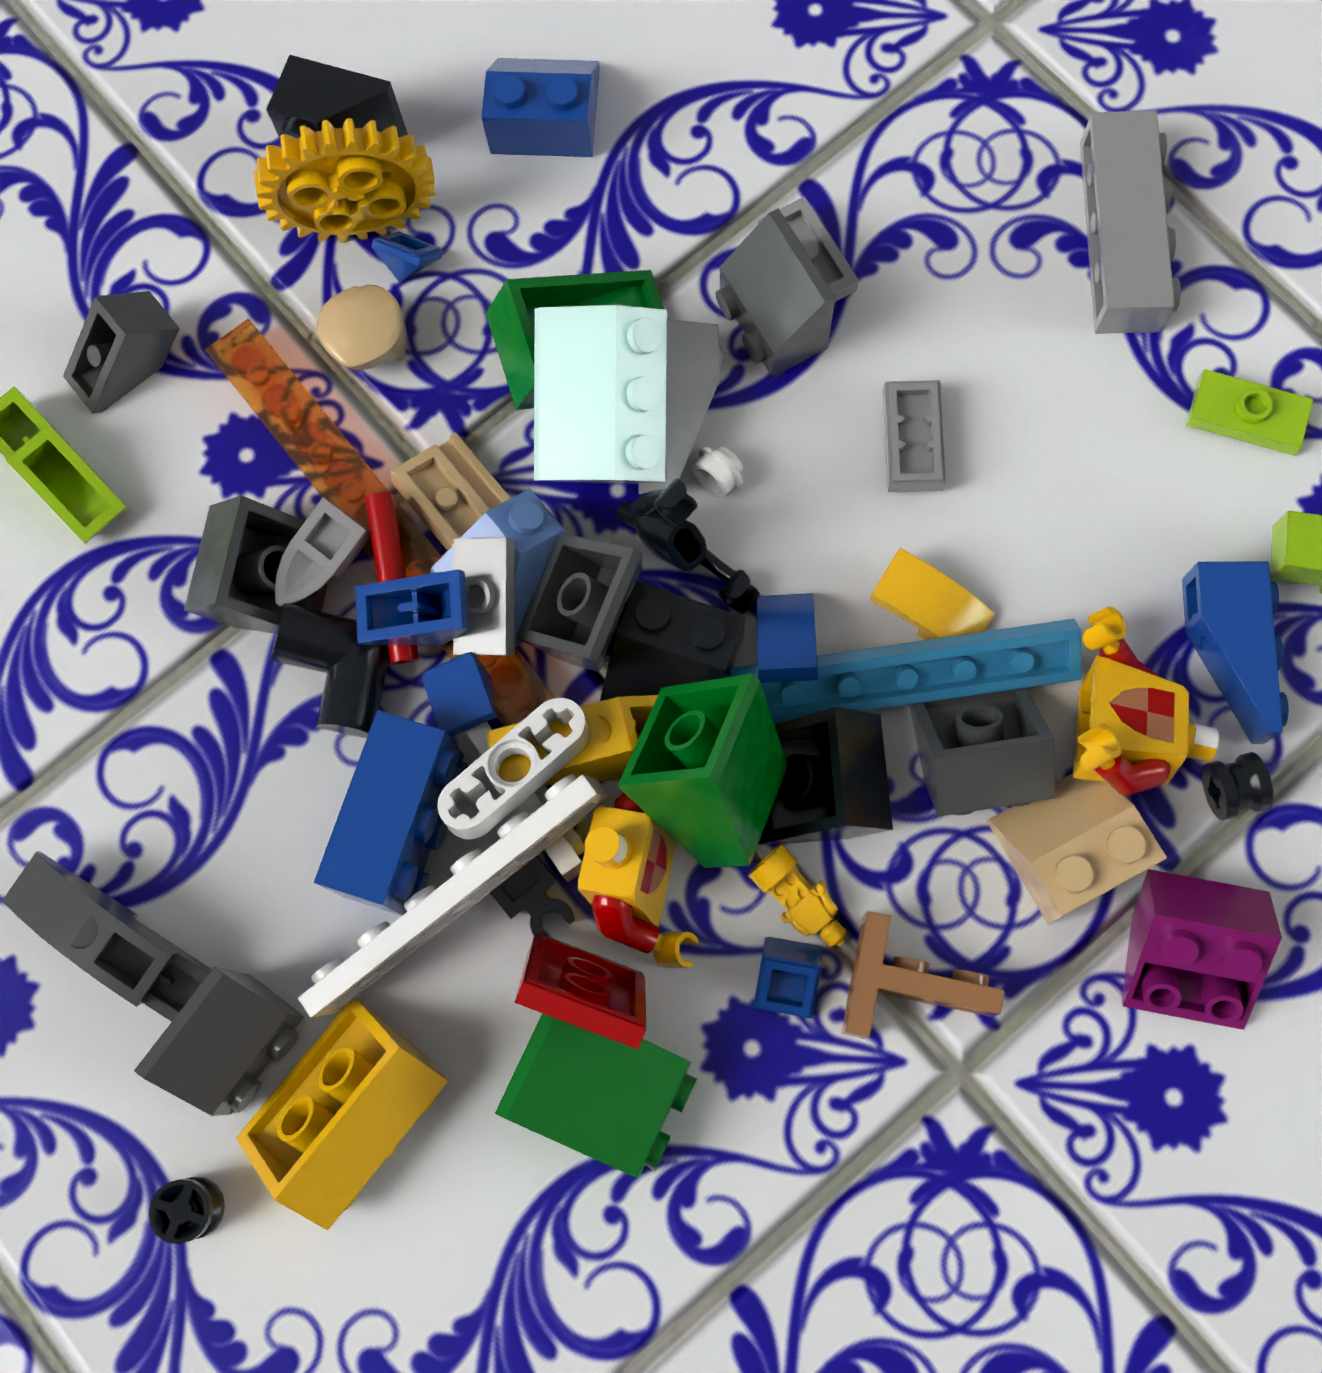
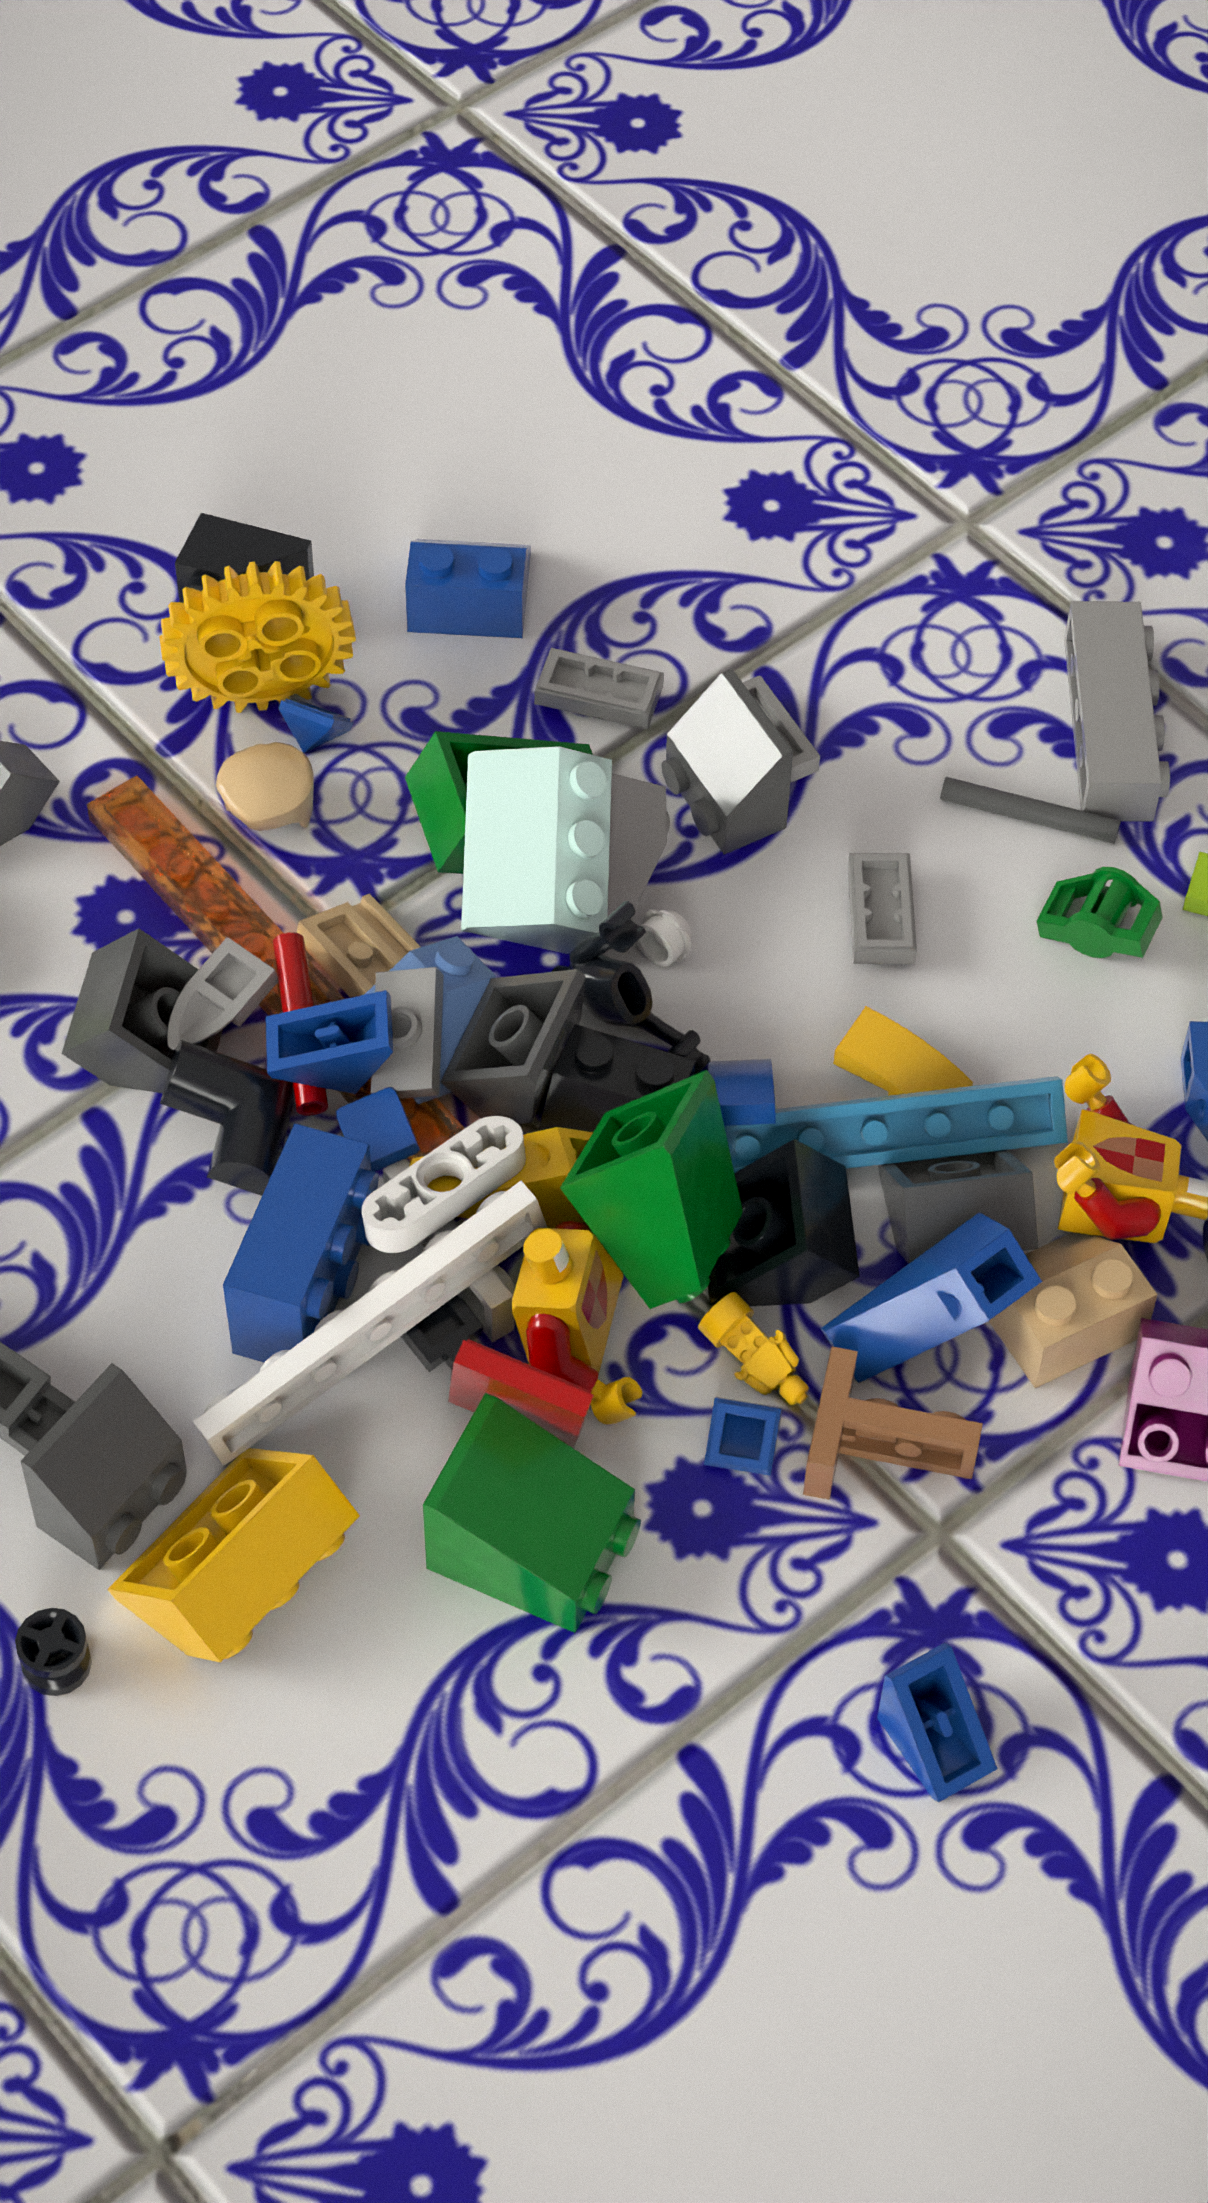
camera: 10 degrees left, 20 degrees down
(659, 211) = (599, 688): none -> light grey plate
(959, 1286) = (935, 1723): none -> blue slope
(967, 858) = (935, 1297): none -> blue slope
(1049, 326) = (1030, 810): none -> dark grey bar
(1114, 438) = (1097, 925): none -> green piece

